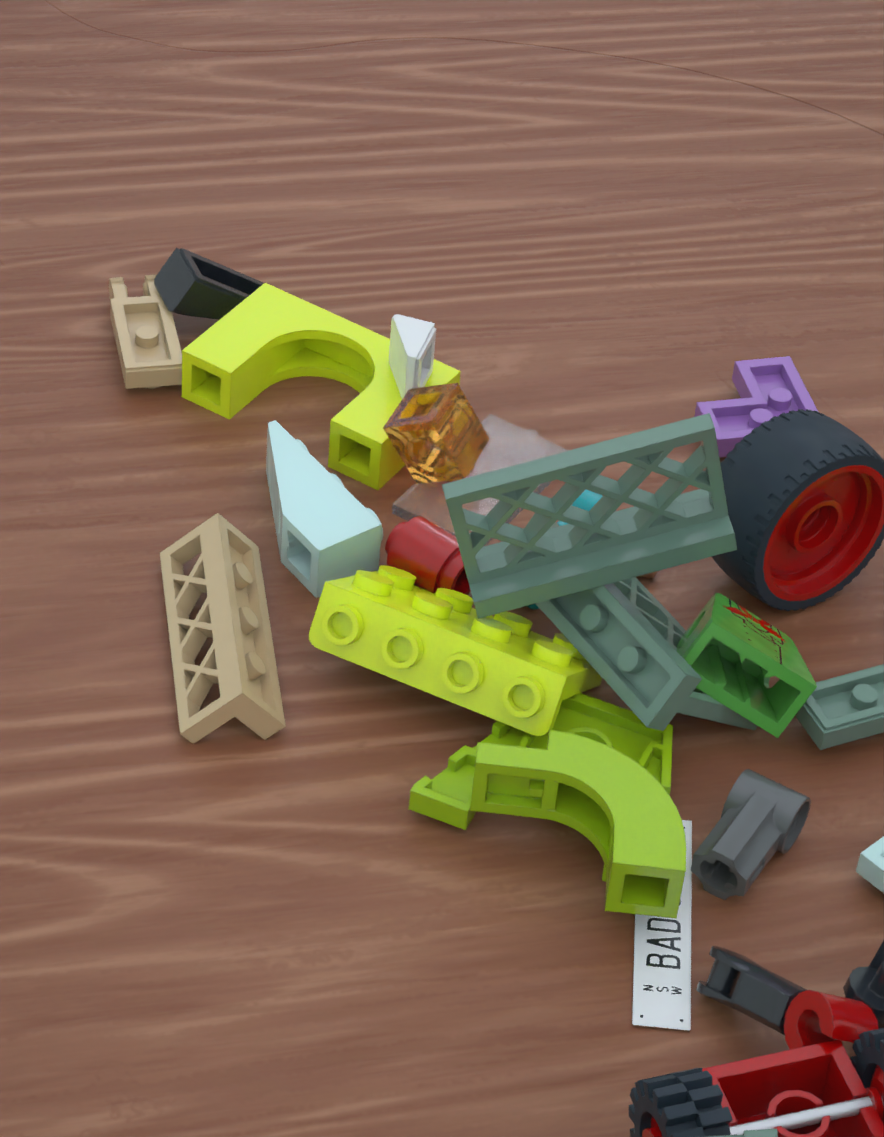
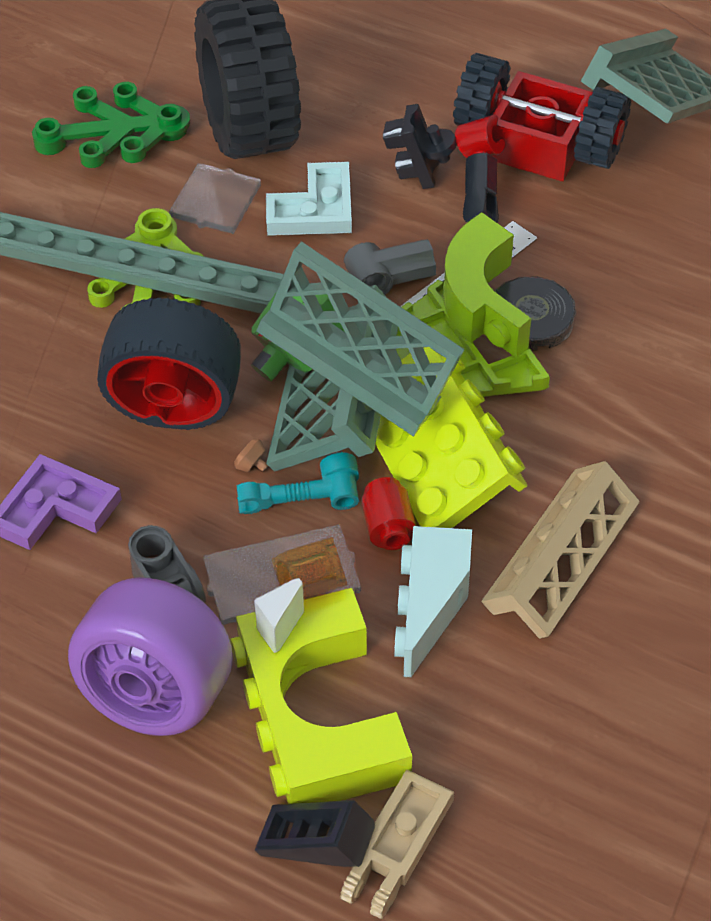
camera: 135 degrees left, 10 degrees up
(489, 282) = (150, 656): none -> medium lavender wheel
(523, 892) = (546, 304): none -> black tile
(587, 402) = (169, 564): none -> dark grey piece

